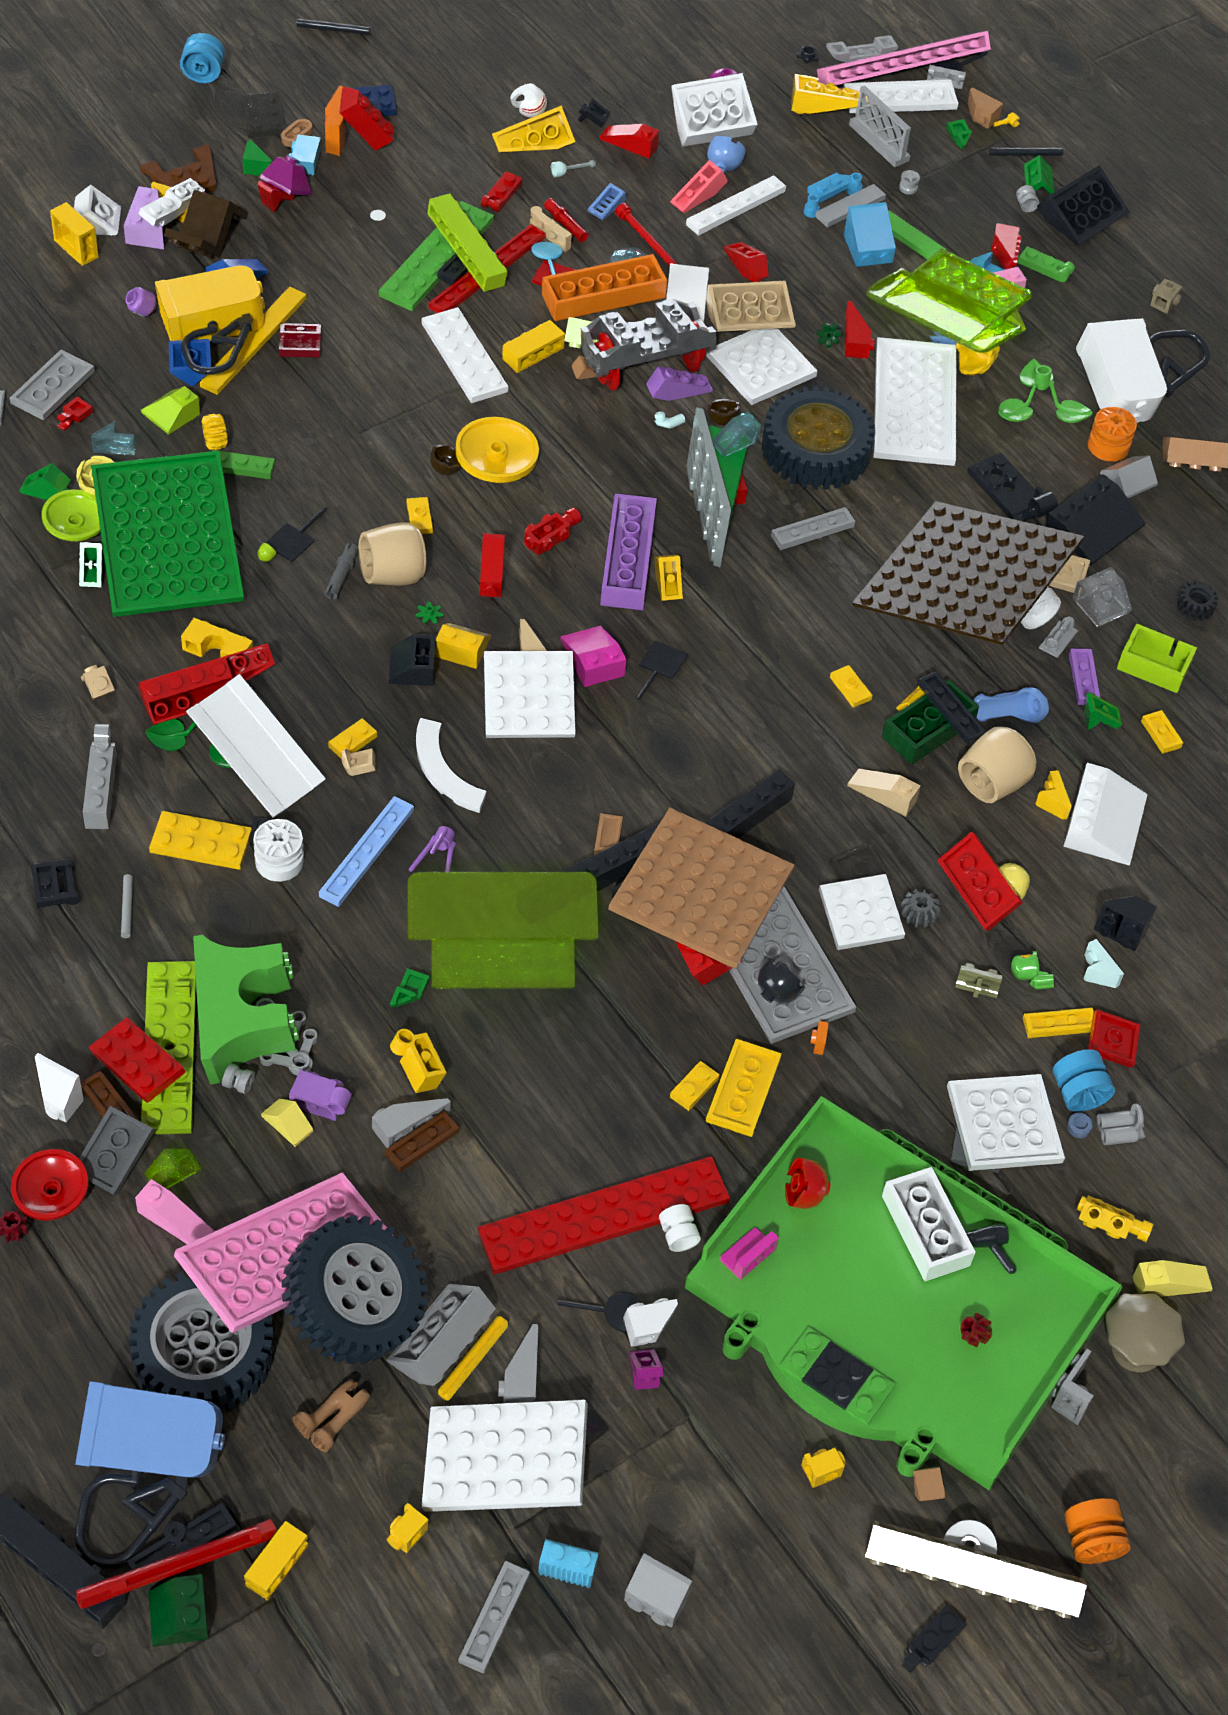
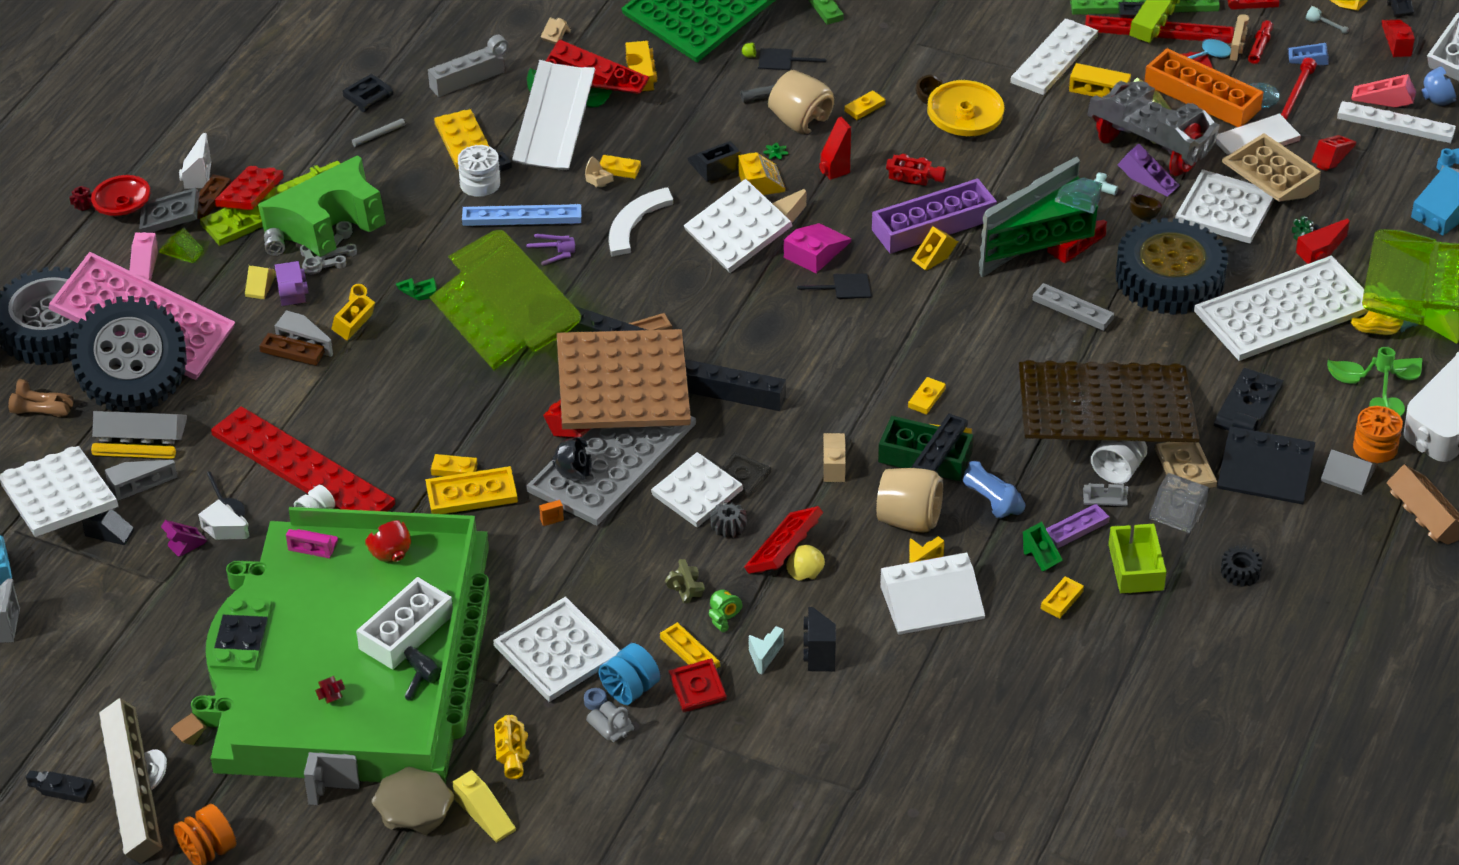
camera: 65 degrees right, 10 degrees down
(823, 1466) = (164, 664): yellow brick -> none

